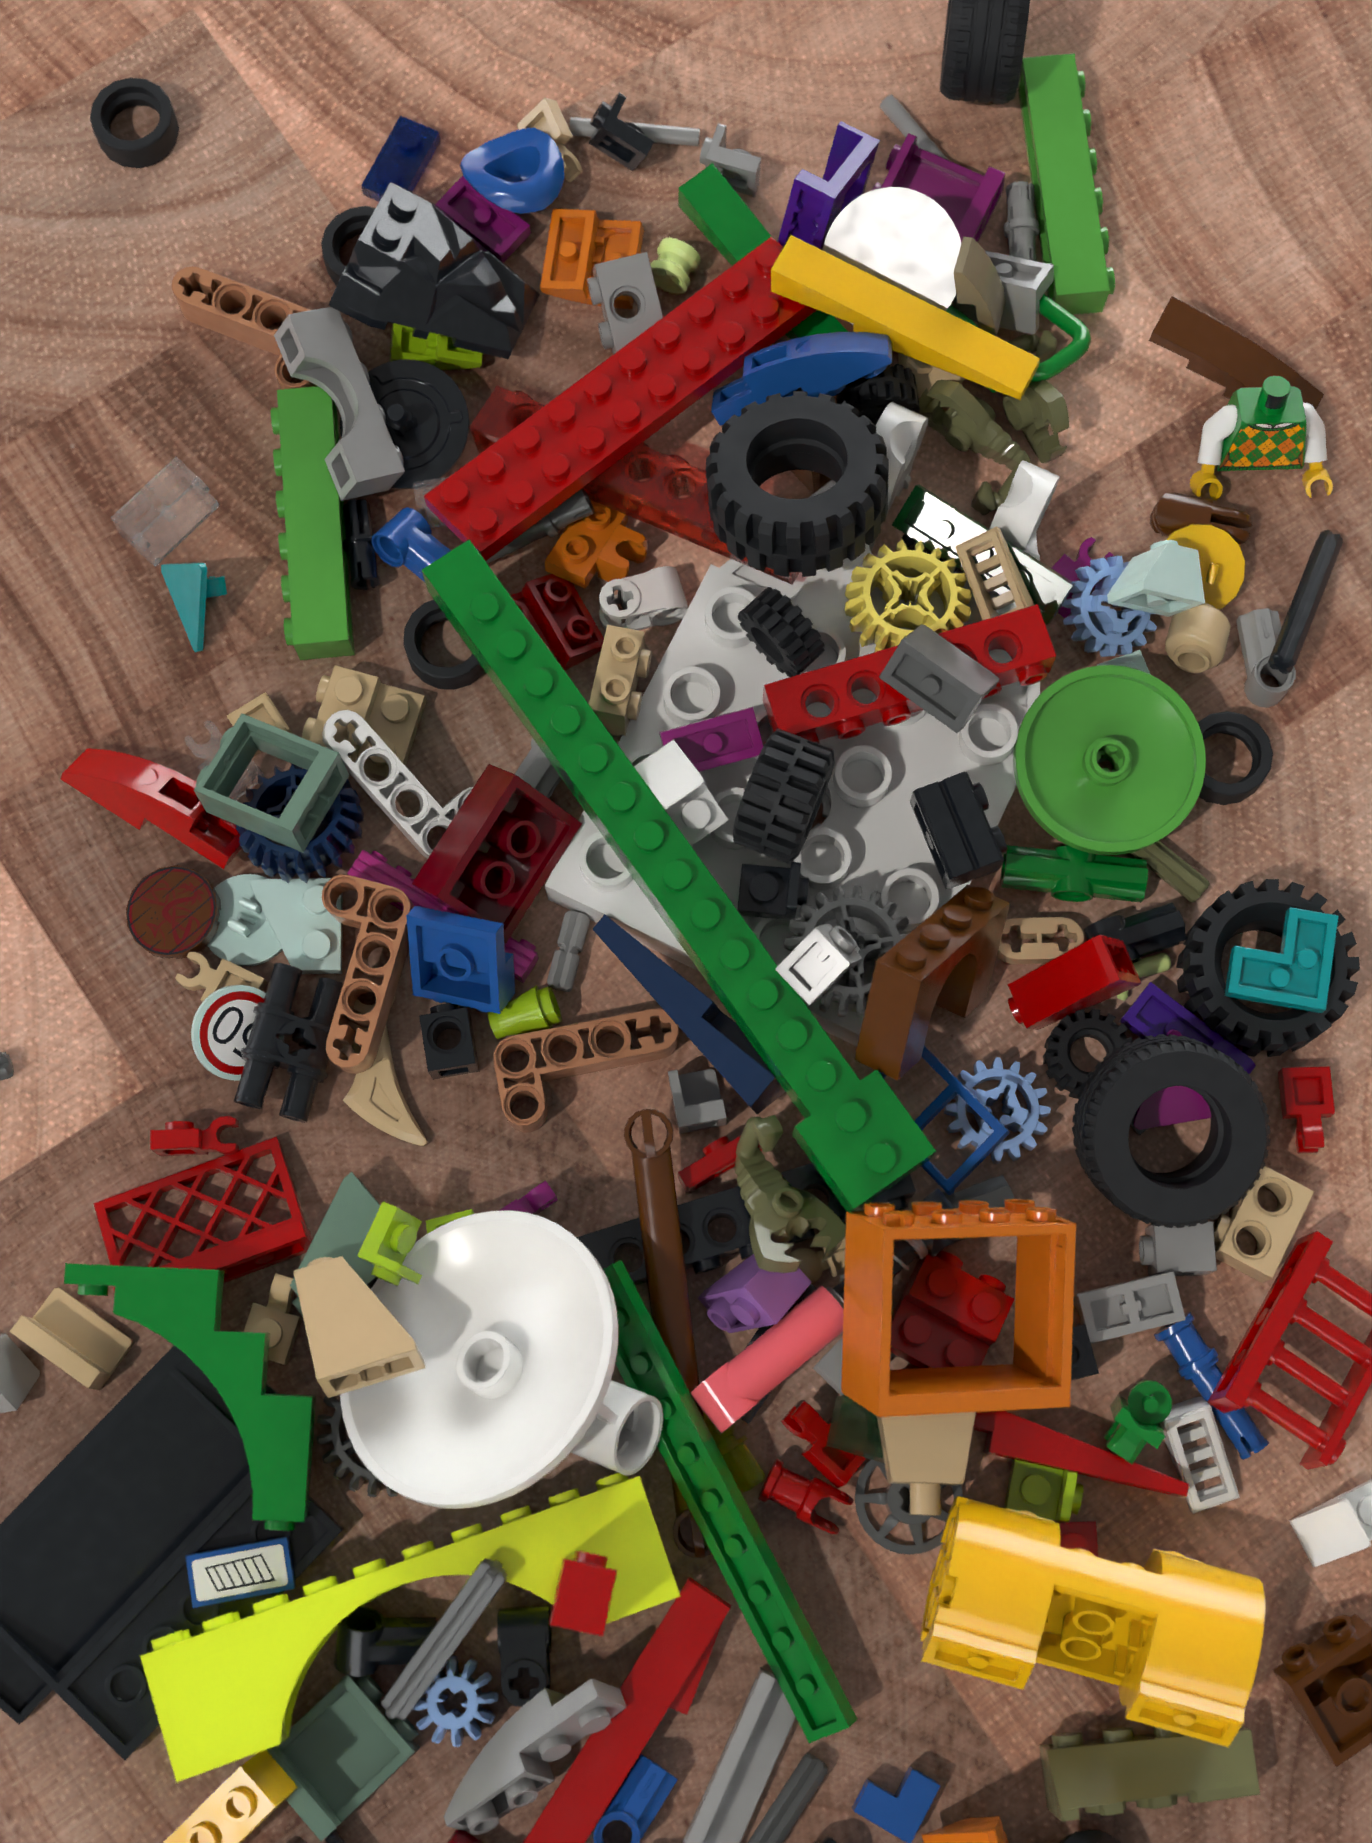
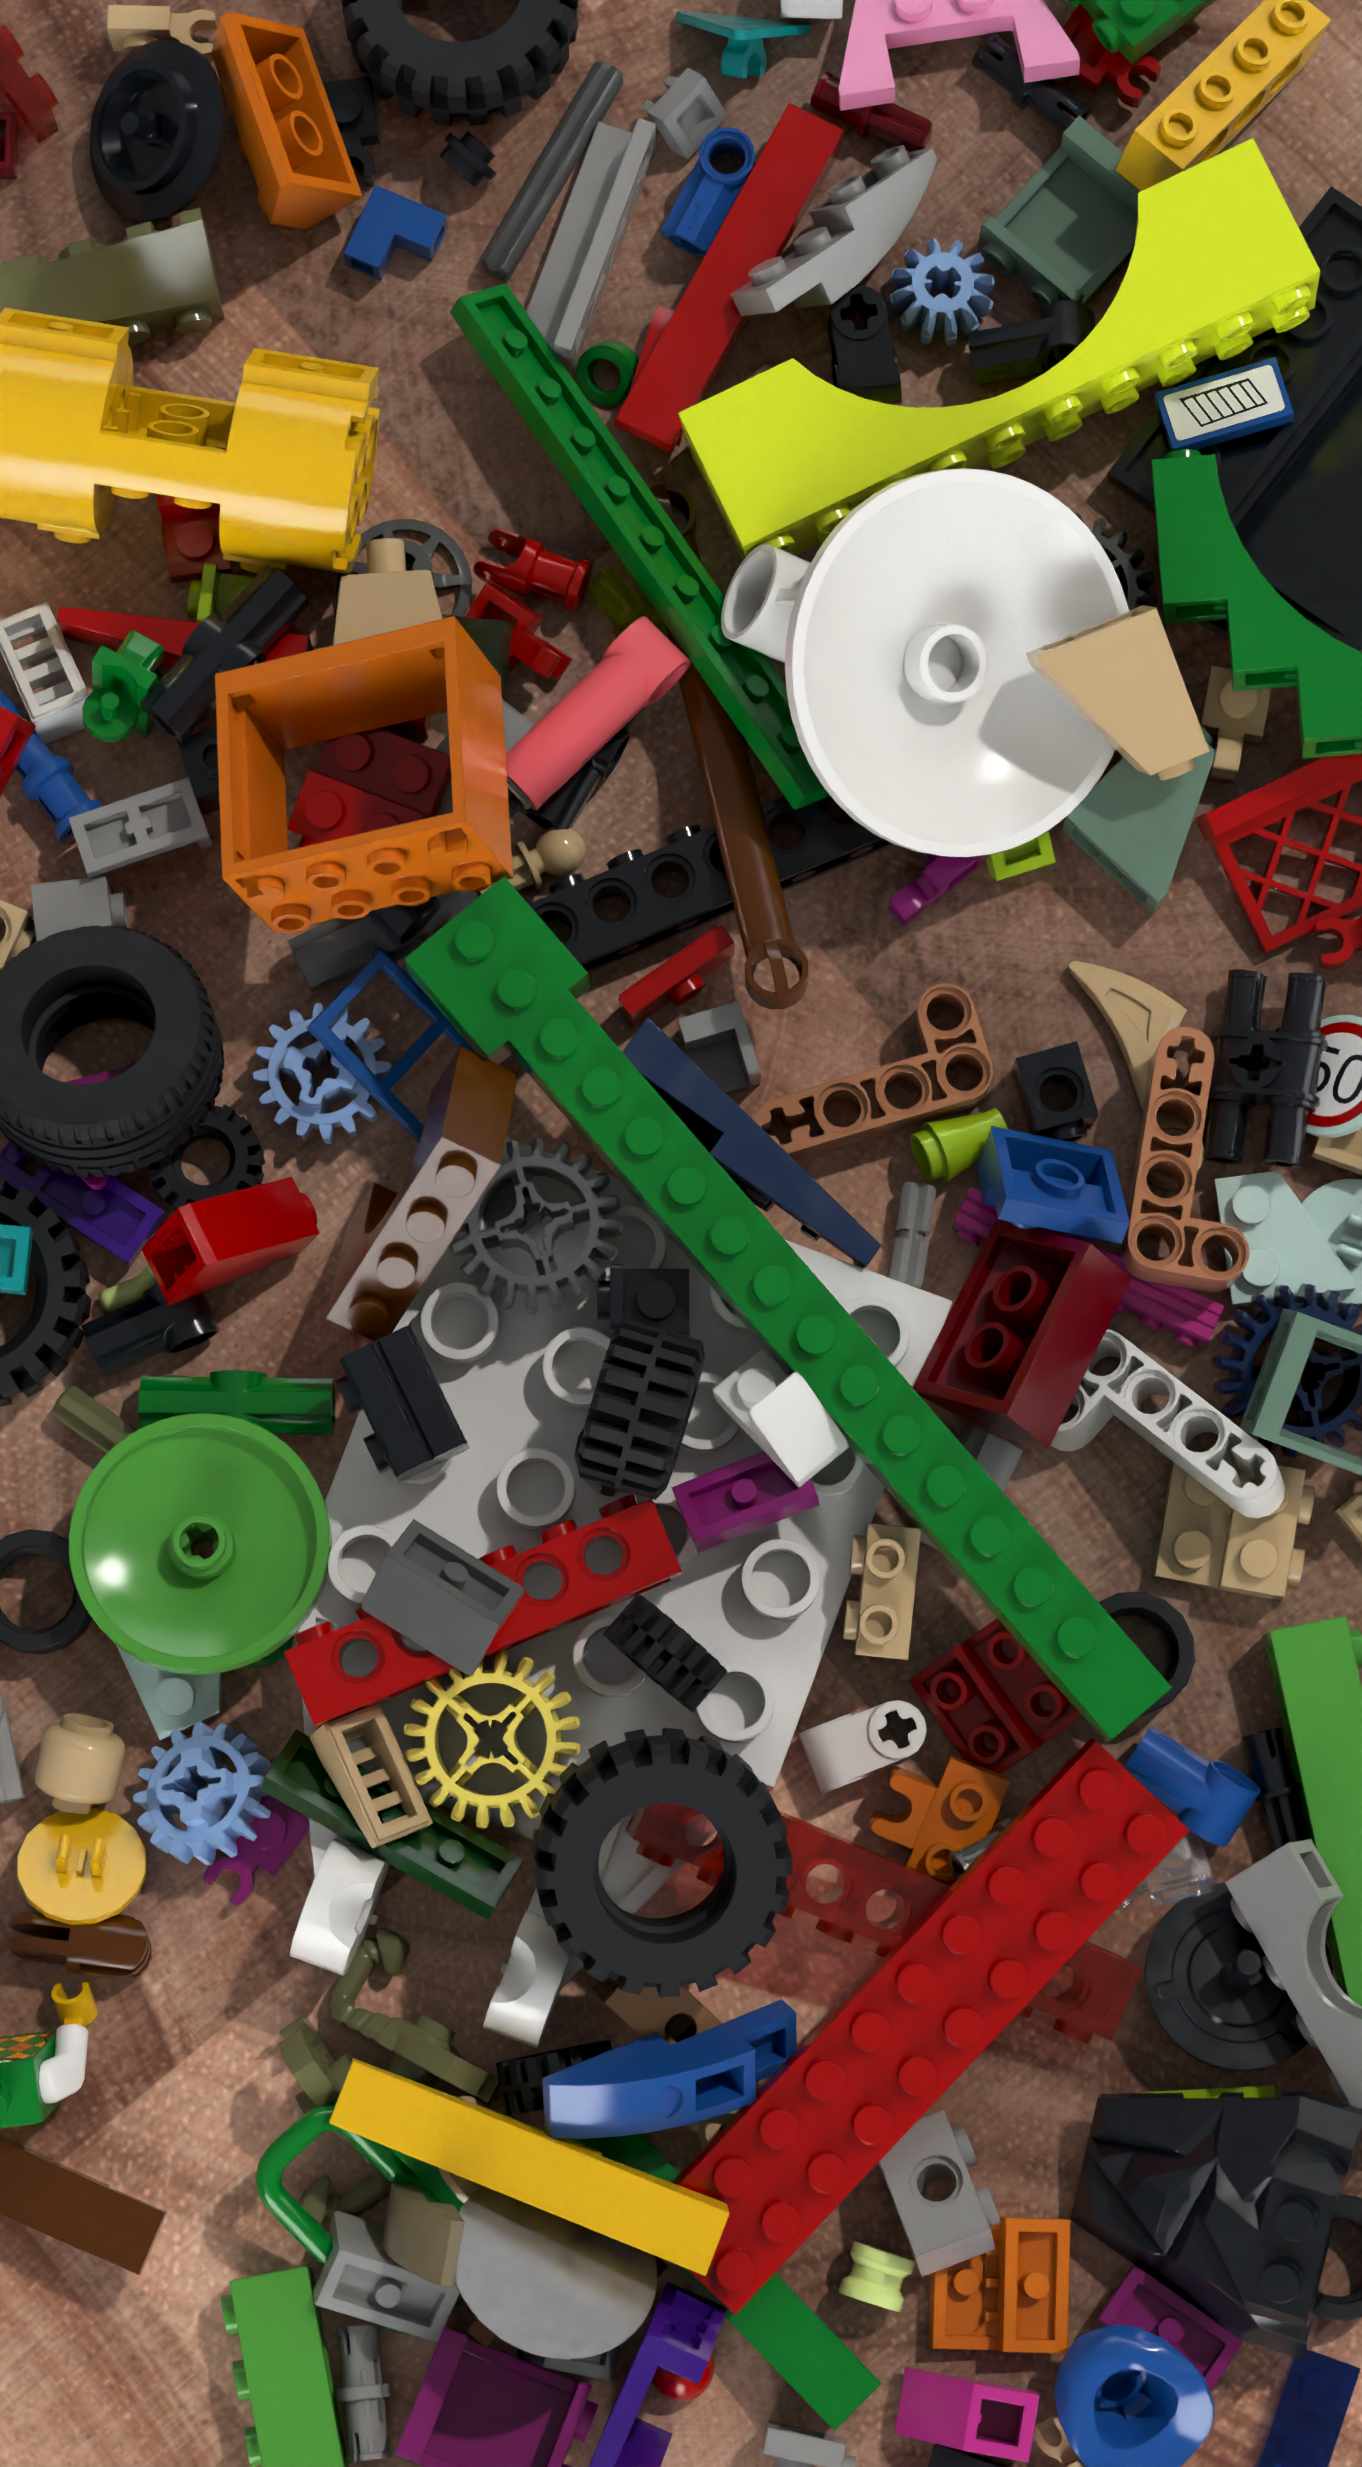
camera: 175 degrees right, 5 degrees up
(388, 1243) = (1095, 805): lime bracket -> none
(444, 1639) = (959, 339): dark grey axle -> none
(583, 1594) = (795, 382): red brick -> none
(620, 174) = (967, 2413): none -> dark pink slope
(722, 1675) = (621, 356): none -> green piece
(752, 1296) = (619, 799): medium lavender slope -> none
(775, 1205) = (600, 901): olive animal -> none
(819, 961) = (572, 1184): bracket -> none
(1038, 929) = (280, 1328): tan beam -> none
(1058, 1436) = (220, 645): none -> black piece
(1160, 580) = (141, 1817): light aqua slope -> none

